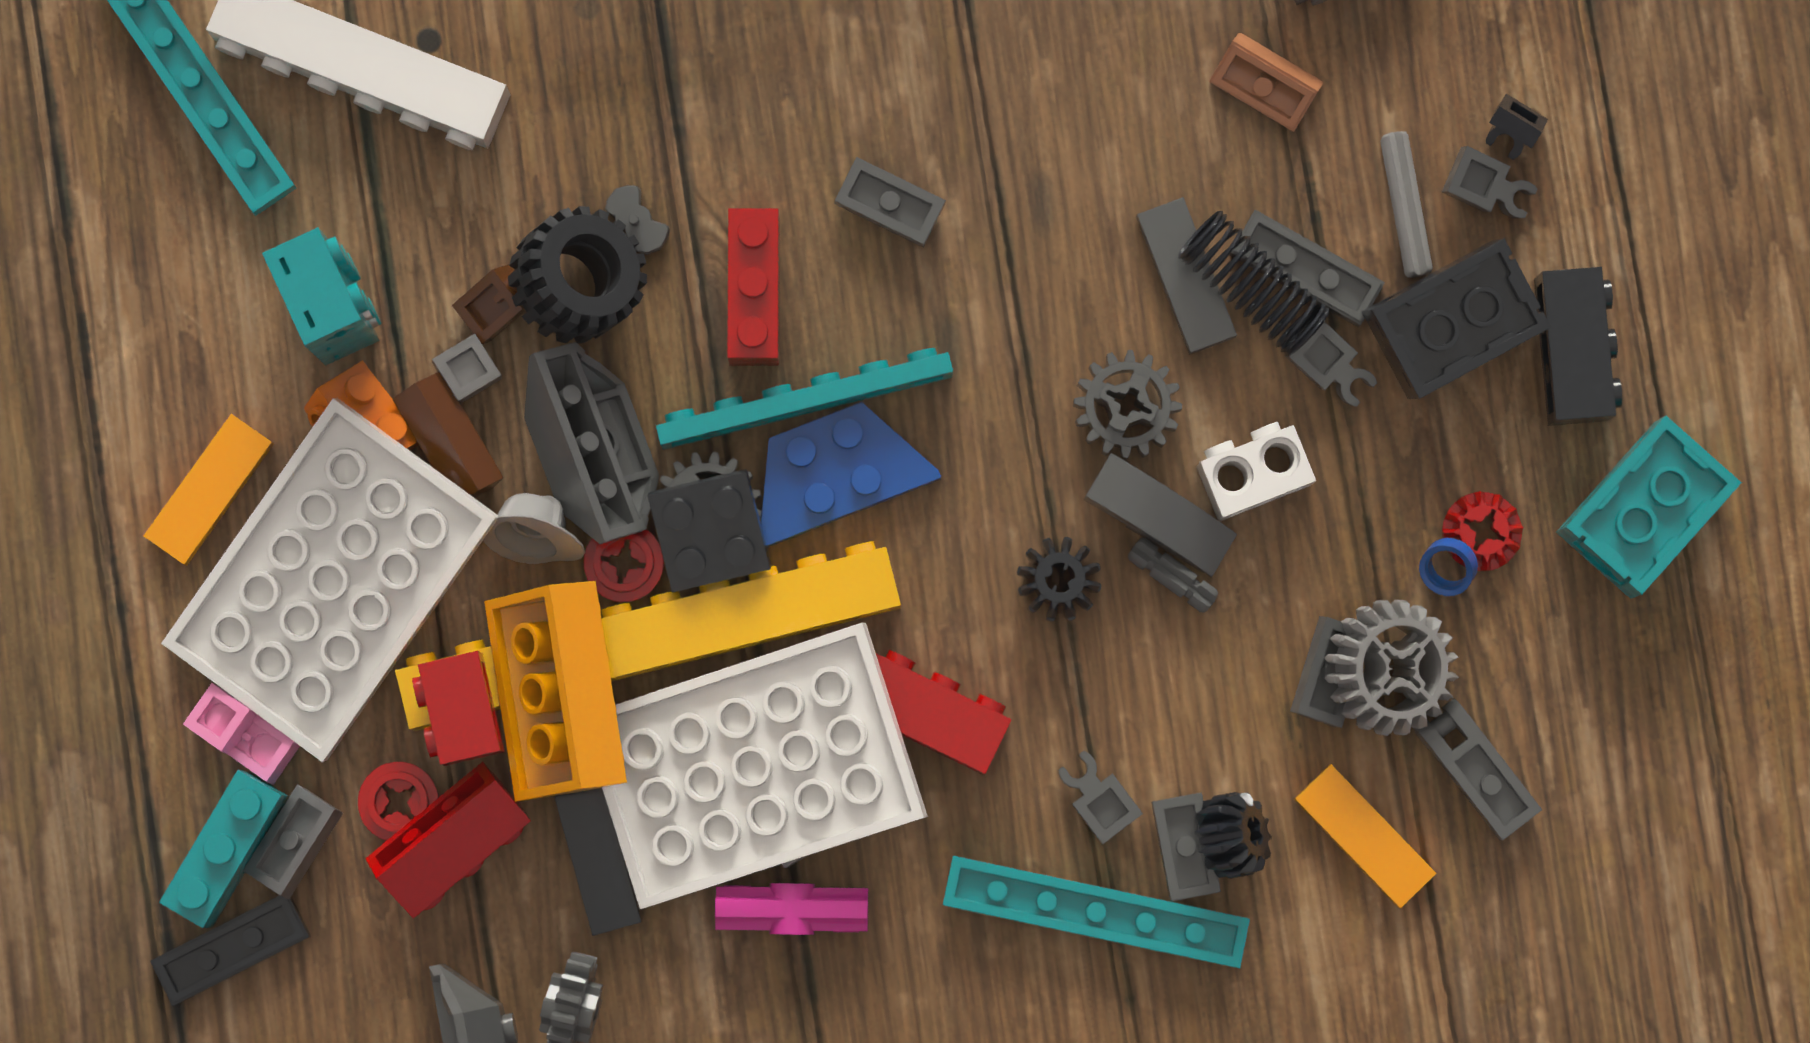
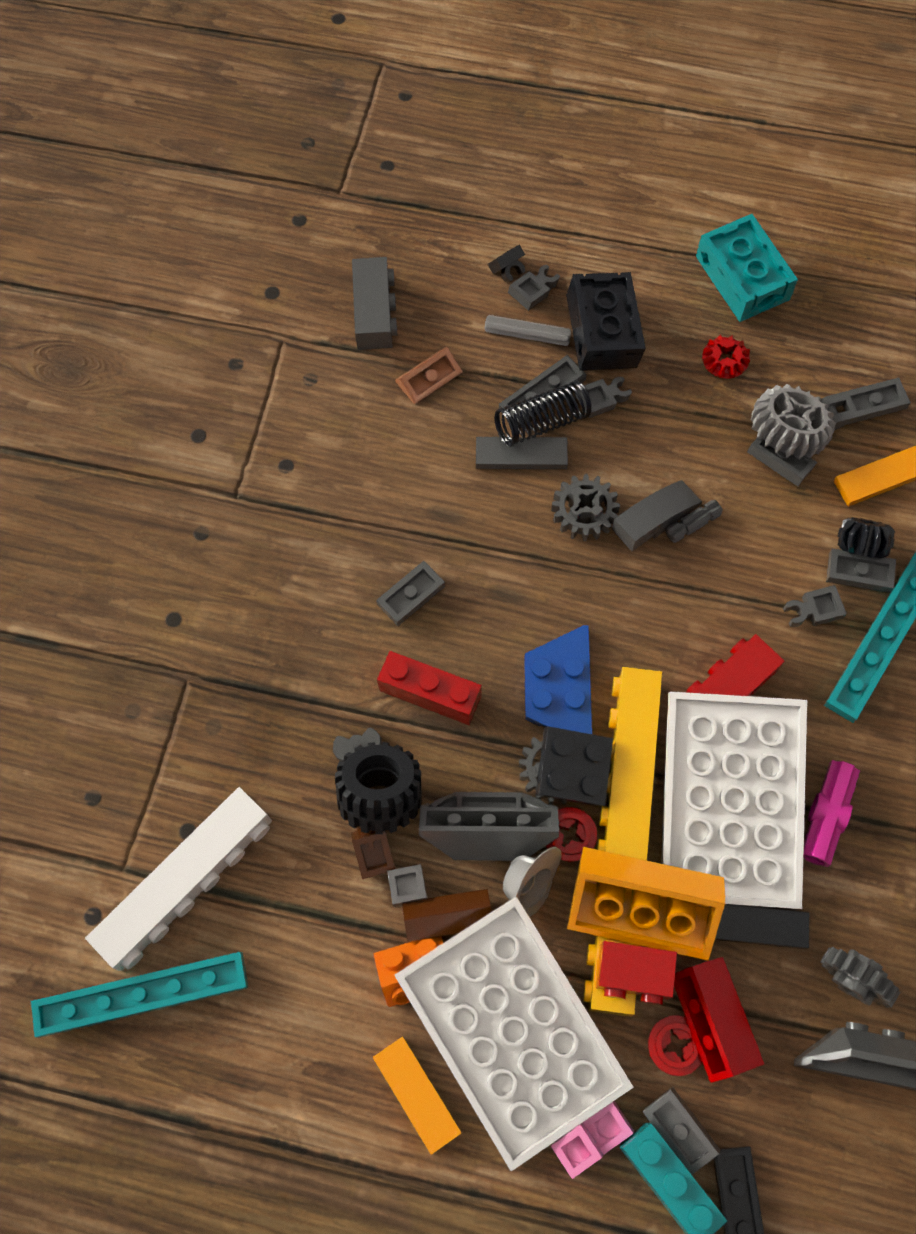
camera: 60 degrees left, 15 degrees down
(323, 295) = (322, 954): teal piece -> none
(825, 393) = (507, 698): teal plate -> none
(1044, 572) = (687, 581): black gear -> none
(1260, 482) = (657, 454): white brick -> none
(1437, 583) = (754, 377): blue piece -> none
(1577, 346) = (653, 276): black brick -> none

